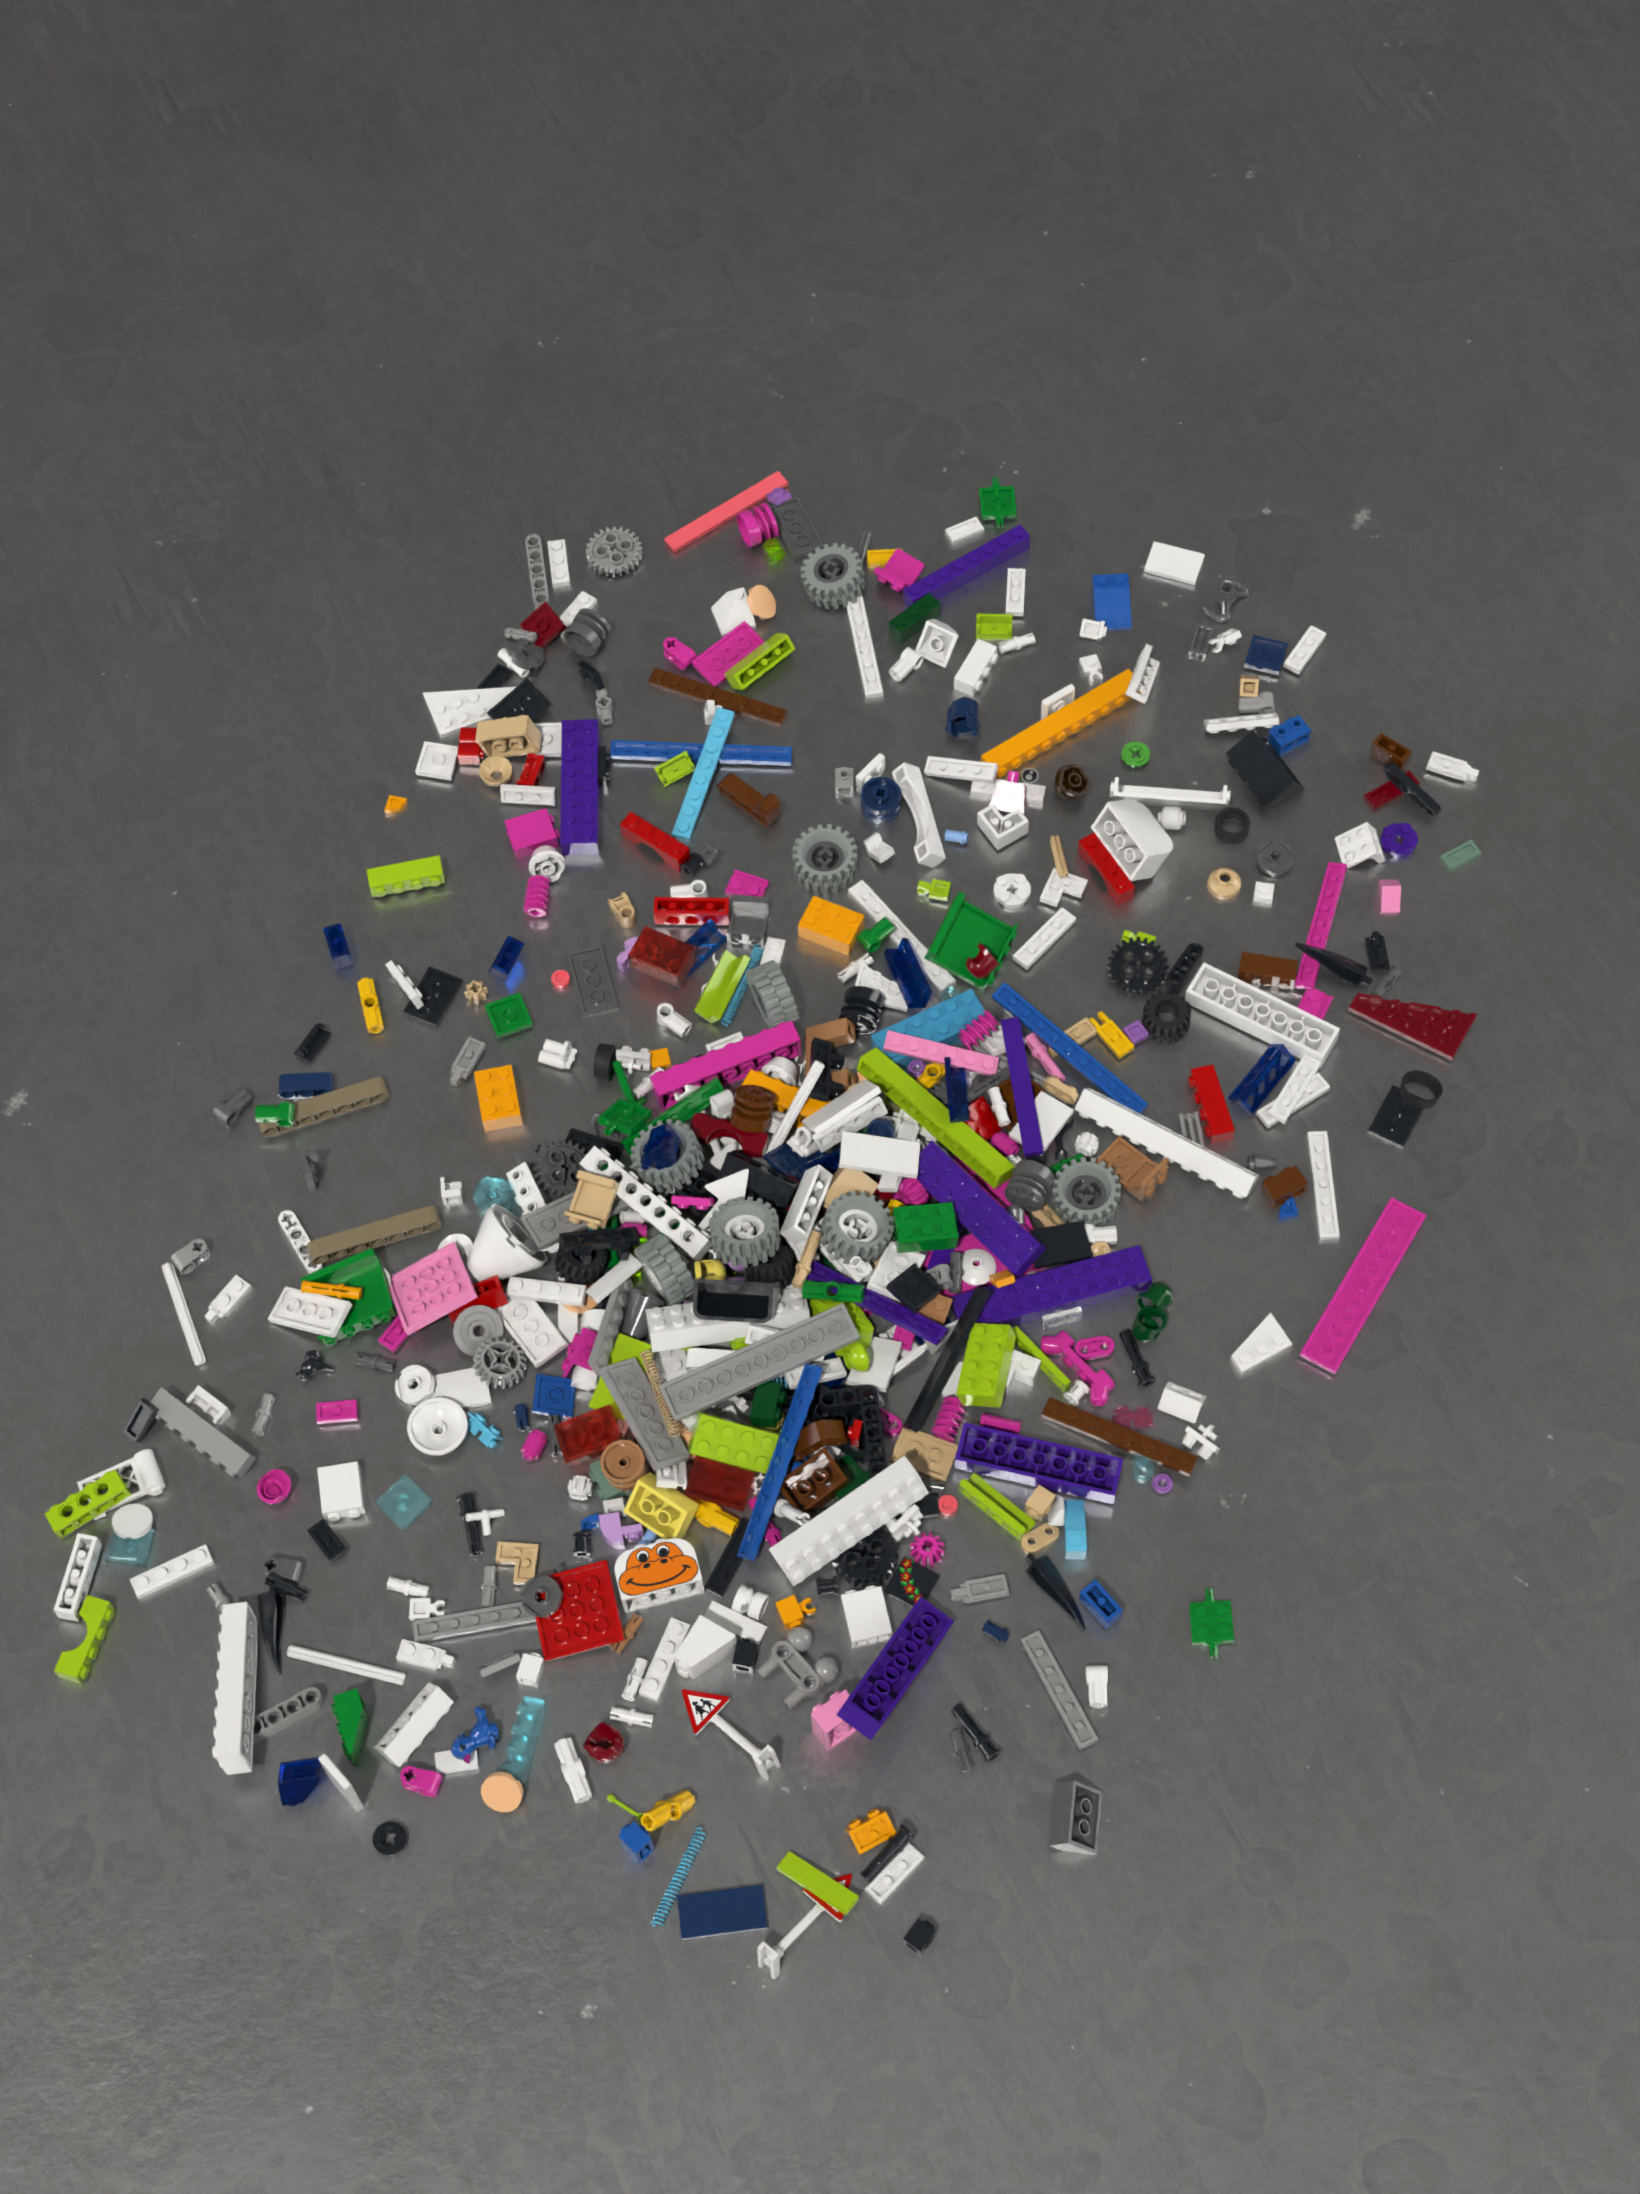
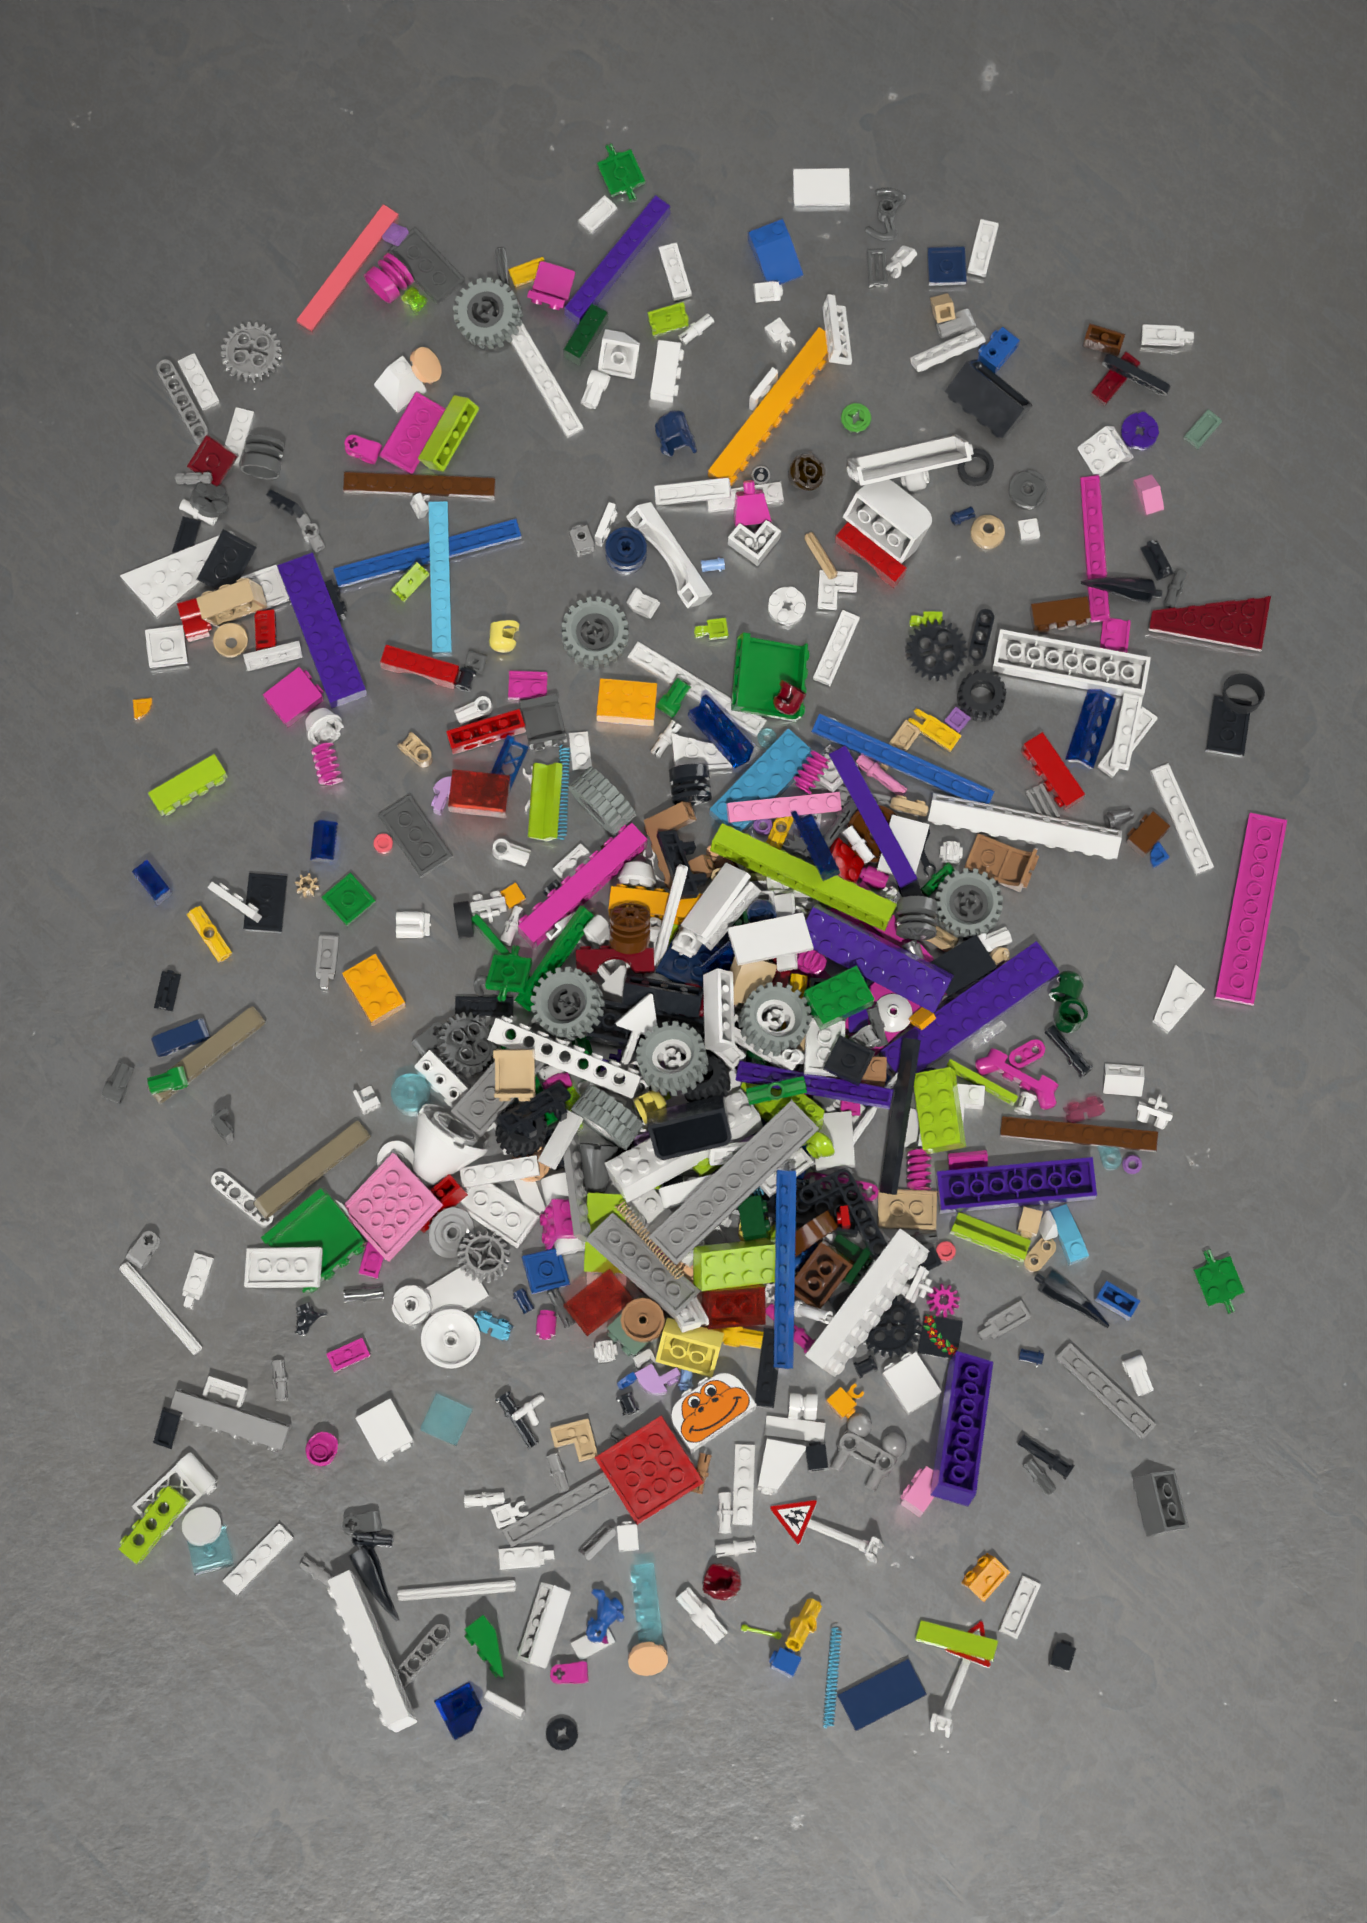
camera: 25 degrees left, 15 degrees up
(74, 1664) = (207, 1677): lime arch -> none
(78, 1577) = (175, 1597): white brick -> none
(327, 1540) = (391, 1481): black plate -> none
(348, 1292) = (320, 1236): light orange pin -> none
(530, 1599) = (623, 1463): dark grey plate -> none
(660, 1148) = (563, 1003): clear blue brick -> none
(701, 1203) = (603, 1042): dark pink plate -> none
(738, 842) = (502, 639): none -> light yellow helmet
(761, 808) = (494, 590): reddish brown beam -> none
(803, 1268) = (739, 1066): tan pin -> none
(894, 1845) = (1012, 1583): black pin -> none
(1203, 862) = (961, 516): none -> dark blue pin

